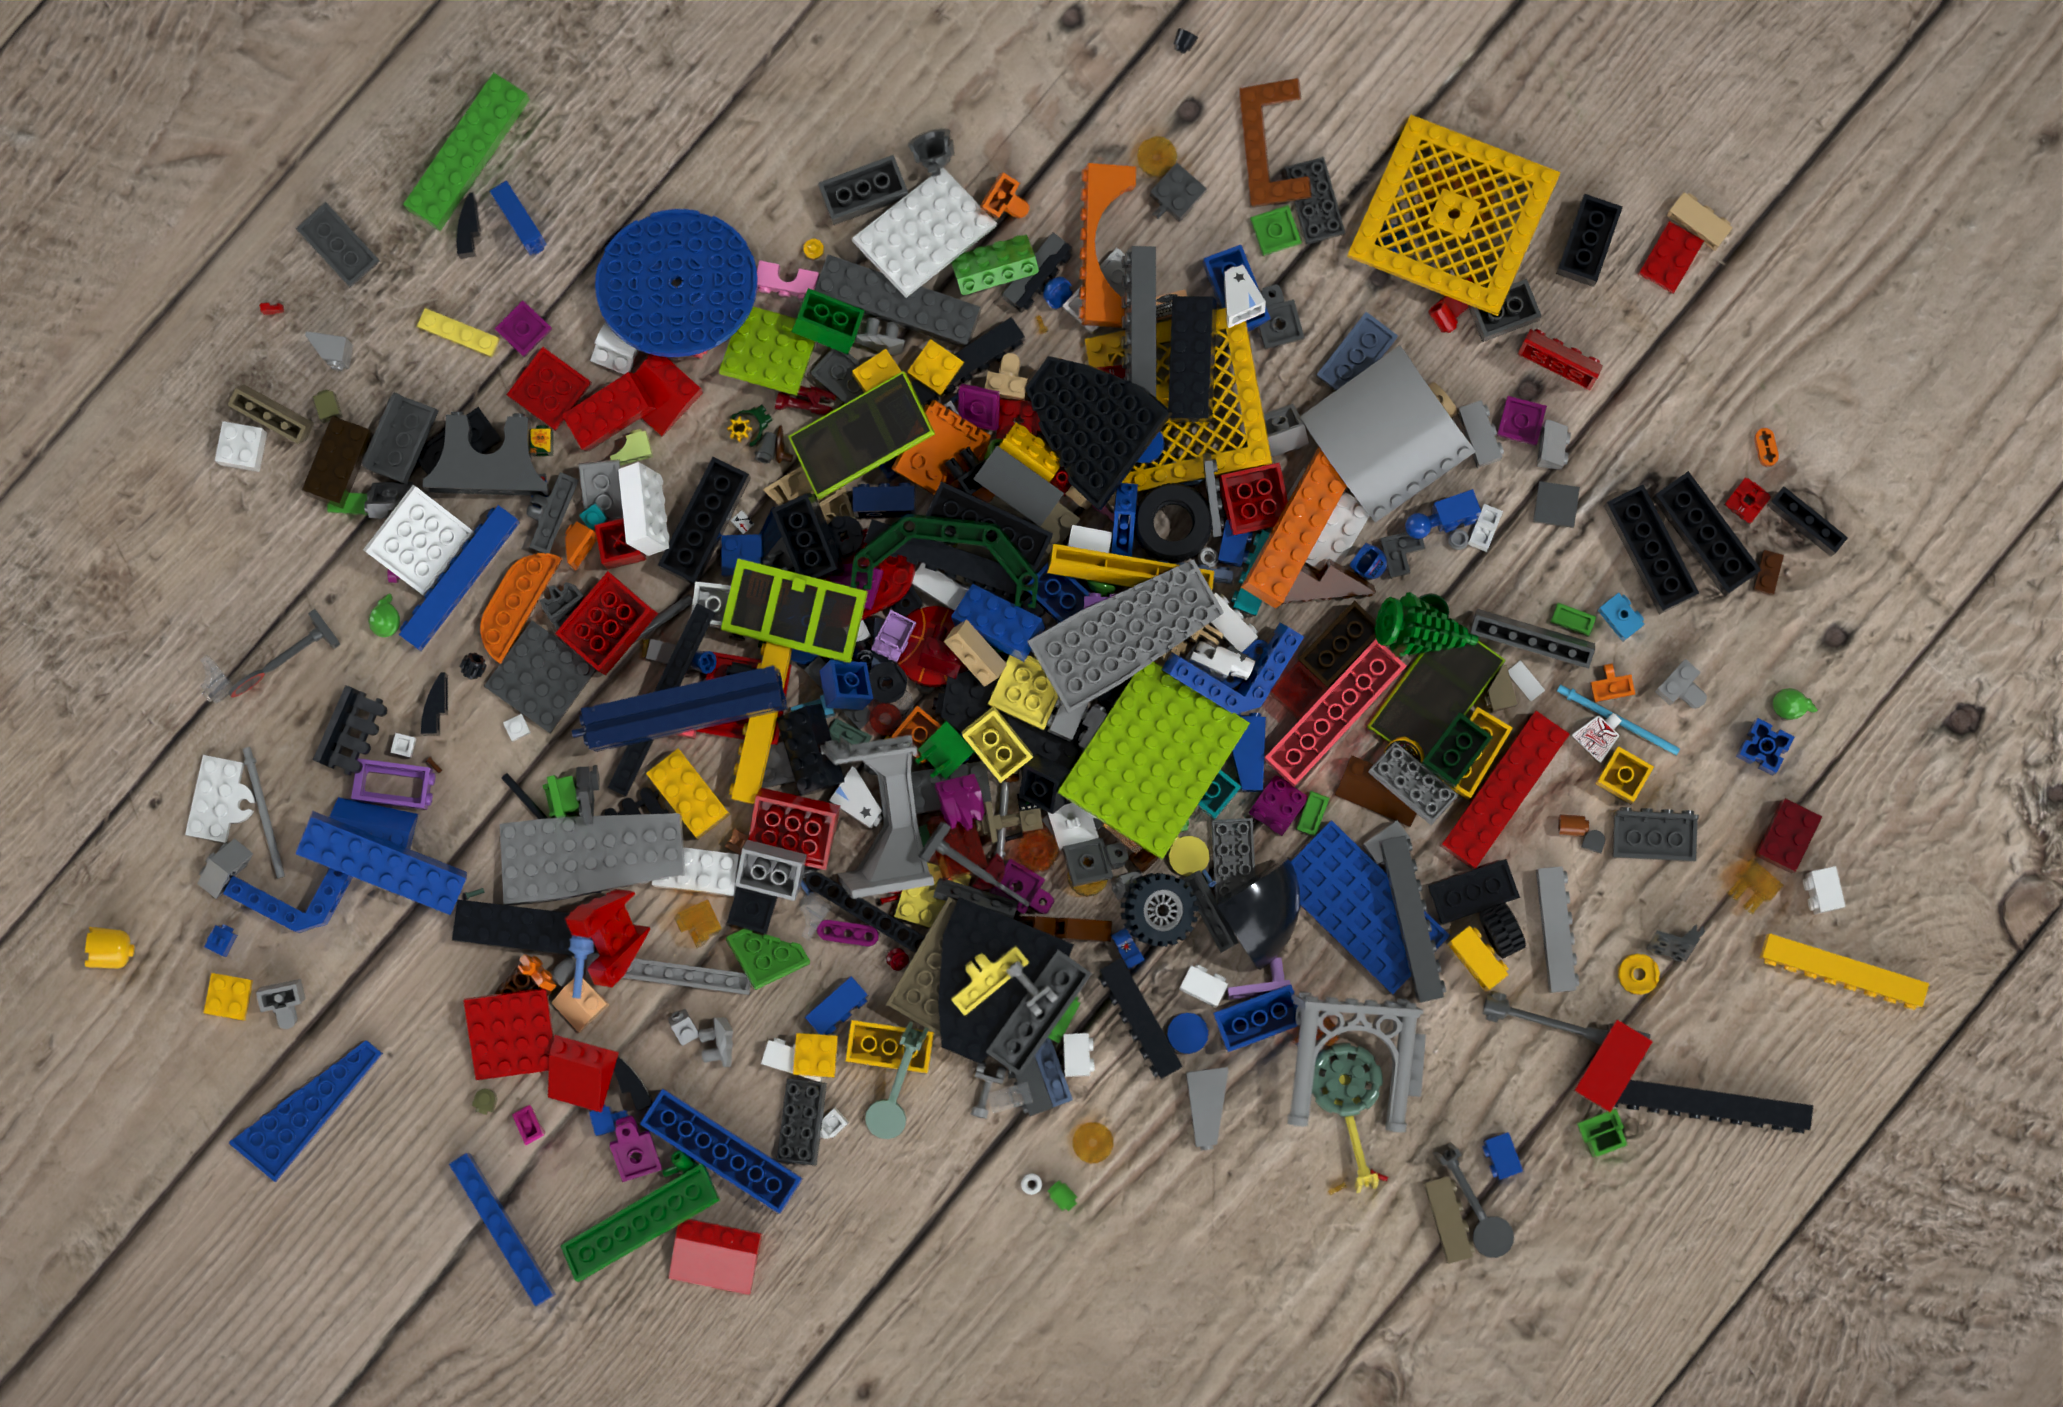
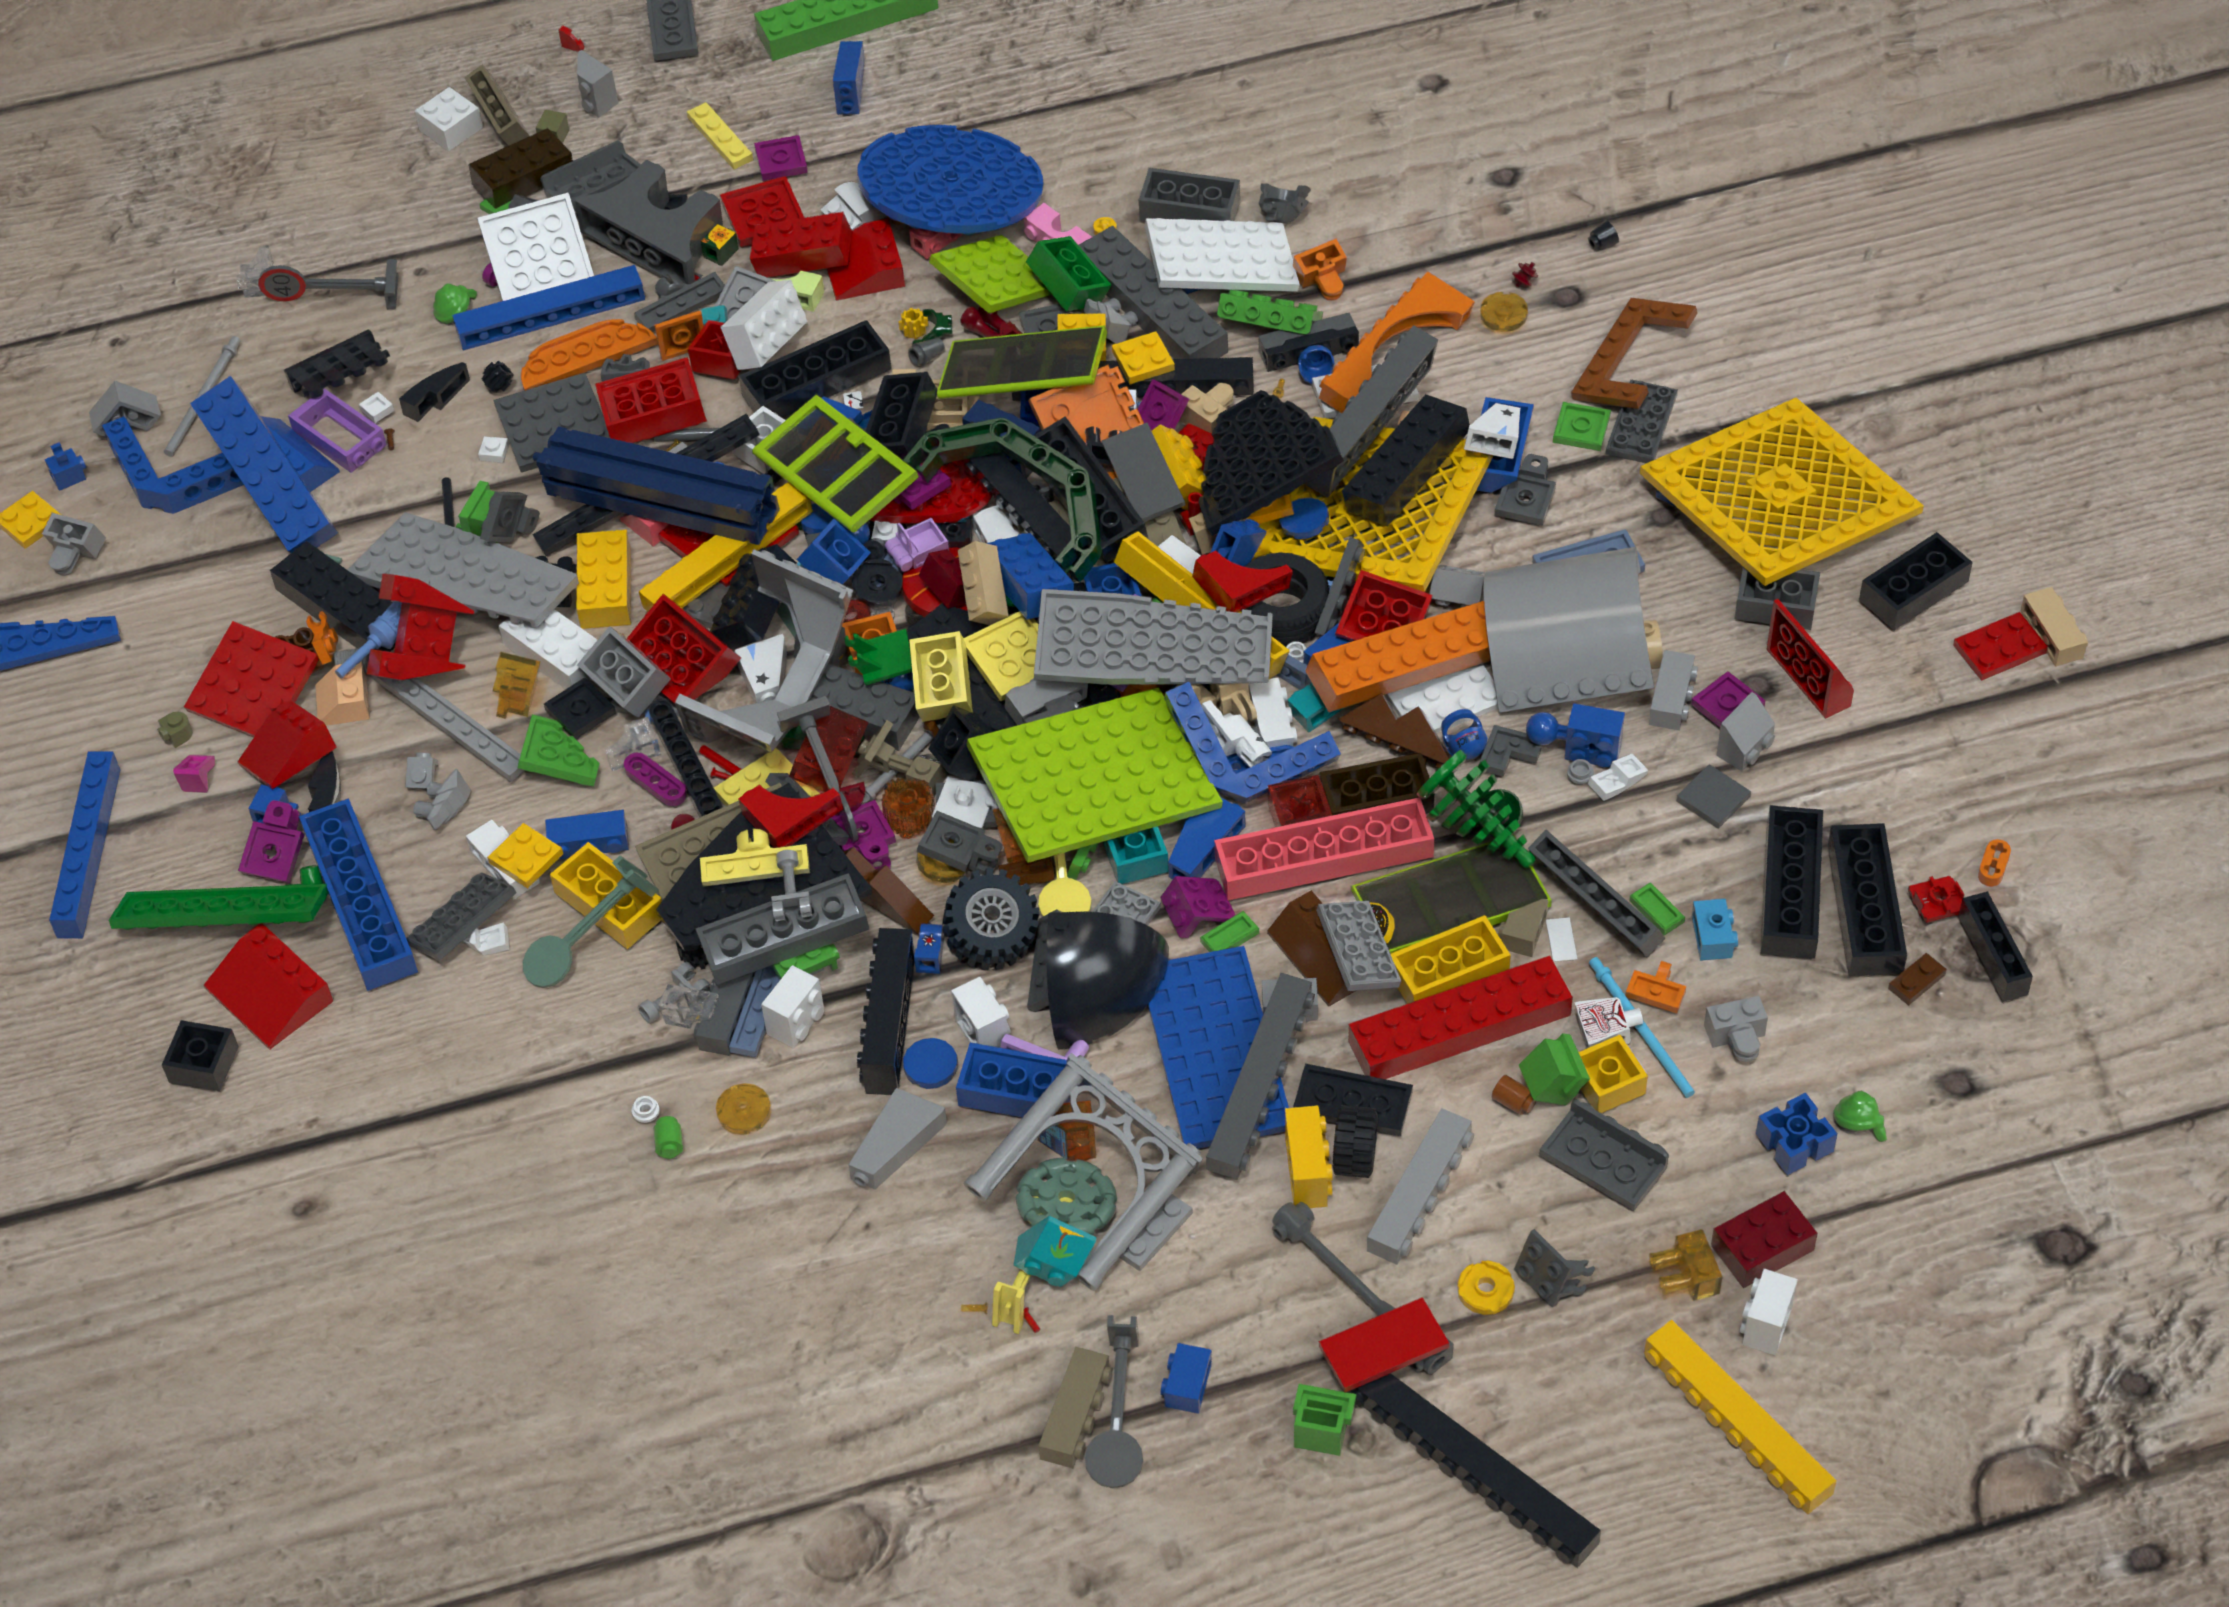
camera: 30 degrees right, 30 degrees down
(218, 799) = (173, 364): white plate -> none
(468, 228) = (798, 64): black slope -> none
(716, 1335) = (200, 1055): none -> black brick
(780, 454) = (938, 359): reddish brown bar -> none
(960, 800) = (862, 703): magenta plate -> none
(982, 935) = (788, 818): none -> red arch
(1150, 549) = (1237, 585): none -> red arch
(1151, 112) = (1525, 274): none -> dark red wheel
(1177, 193) = (1500, 347): dark grey plate -> none
(1370, 1132) = (1053, 1251): none -> teal slope
(1446, 312) = (1715, 571): red door -> none
(1456, 750) = (1429, 931): dark green brick -> none
(1593, 797) = (1554, 1071): none -> bright green plate
(1594, 841) = (1528, 1127): dark grey tile -> none

